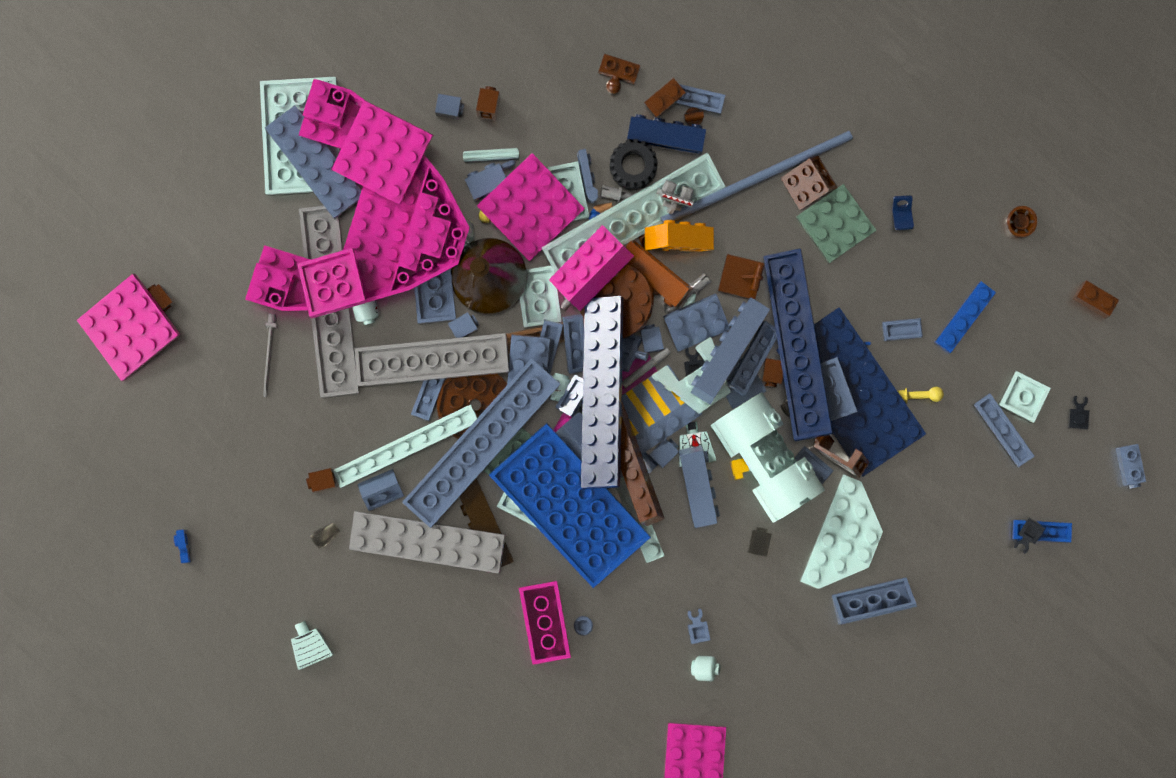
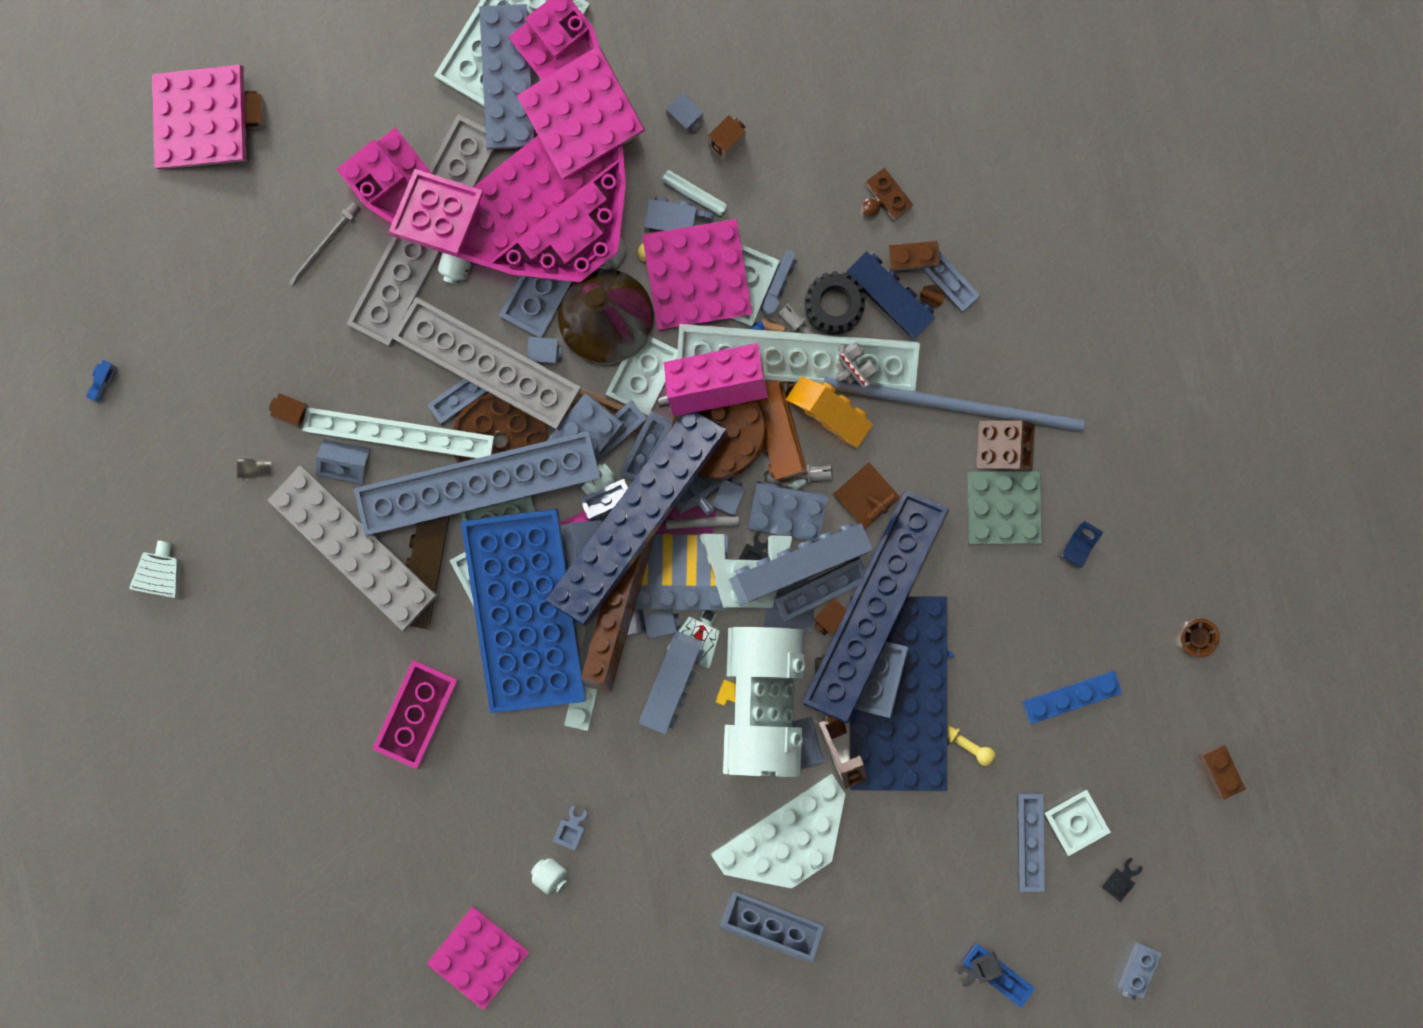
camera: 30 degrees right, 0 degrees up
(583, 625) = (454, 745): sand blue tile -> none
(759, 542) = (696, 784): clear smoke brick -> none
(902, 329) = (997, 665): sand blue tile -> none

